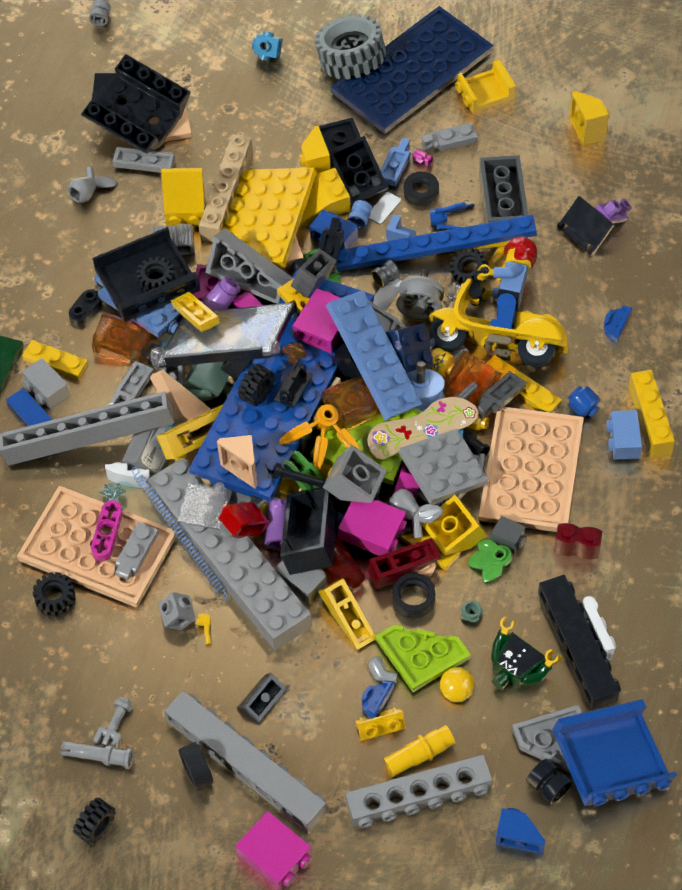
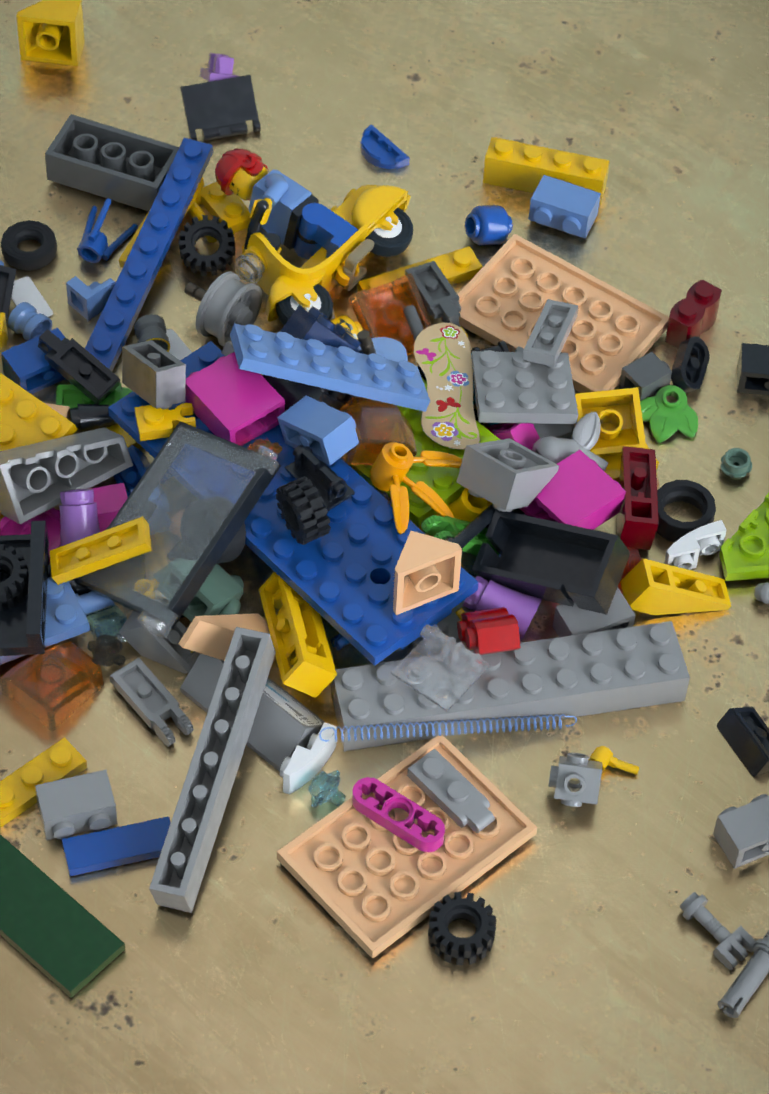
camera: 70 degrees left, 5 degrees down
(321, 368) = (319, 427): none -> medium blue brick
(381, 607) = (701, 541): none -> white slope
(494, 462) = (550, 333): none -> light grey hinge
(536, 557) = (690, 364): none -> black plate

